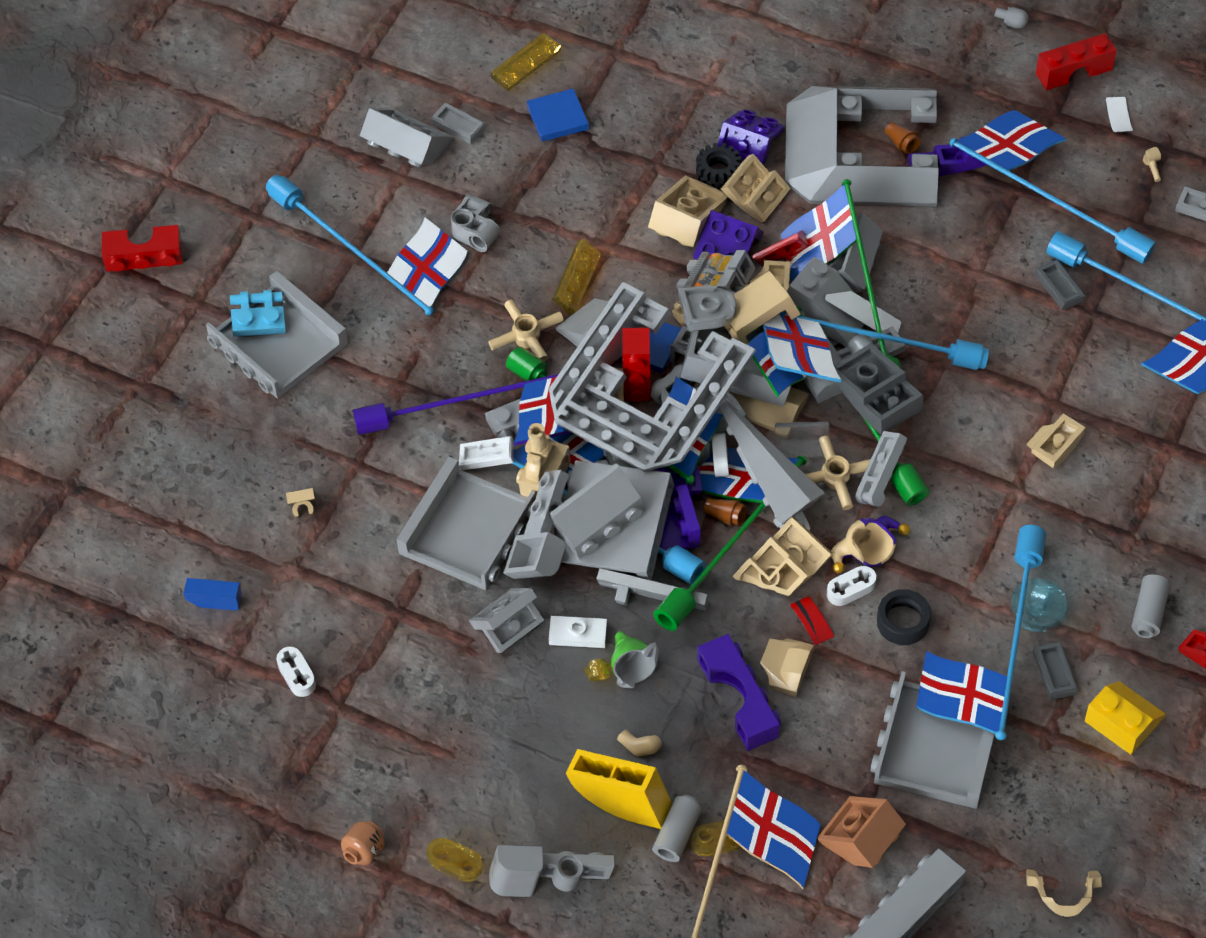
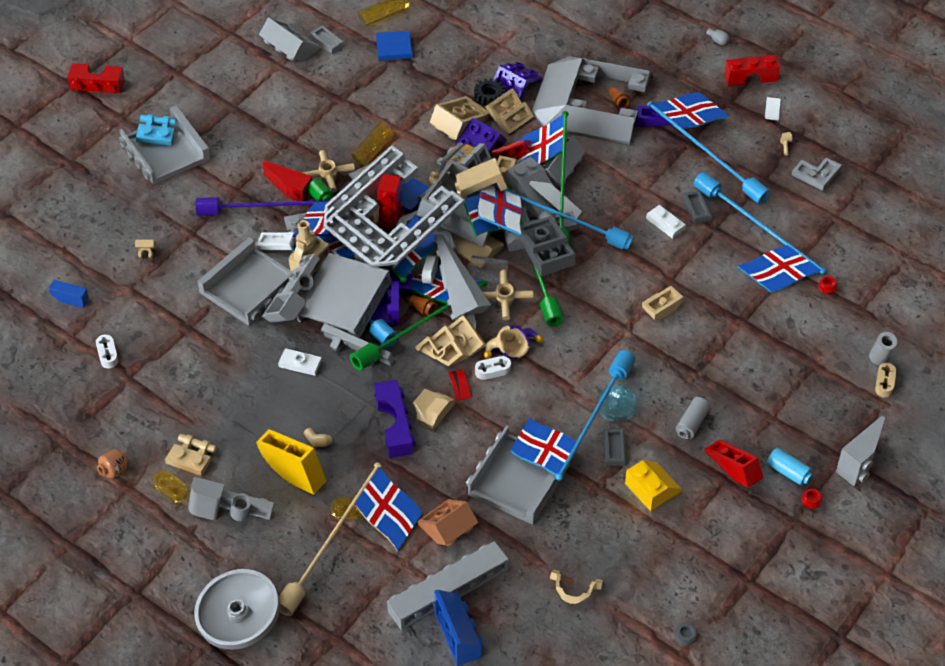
camera: 10 degrees right, 5 degrees down
(419, 268) = (271, 122): flag -> none
(467, 812) = (188, 459): none -> tan plate
(471, 223) = (315, 100): light grey piece -> none
(477, 358) = (288, 181): none -> red slope
(508, 618) = (256, 345): light grey bracket -> none
(597, 511) = (330, 284): light grey slope -> none
(598, 670) = (304, 387): clear yellow plate -> none
(633, 660) = (328, 385): light grey hat -> none
(677, 828) = (323, 495): light grey brick -> none
(706, 307) = (446, 172): light grey tile -> none
(880, 469) = (534, 297): light grey plate -> none
(899, 635) = (516, 404): black tyre -> none
(1023, 315) = (665, 221): none -> white plate

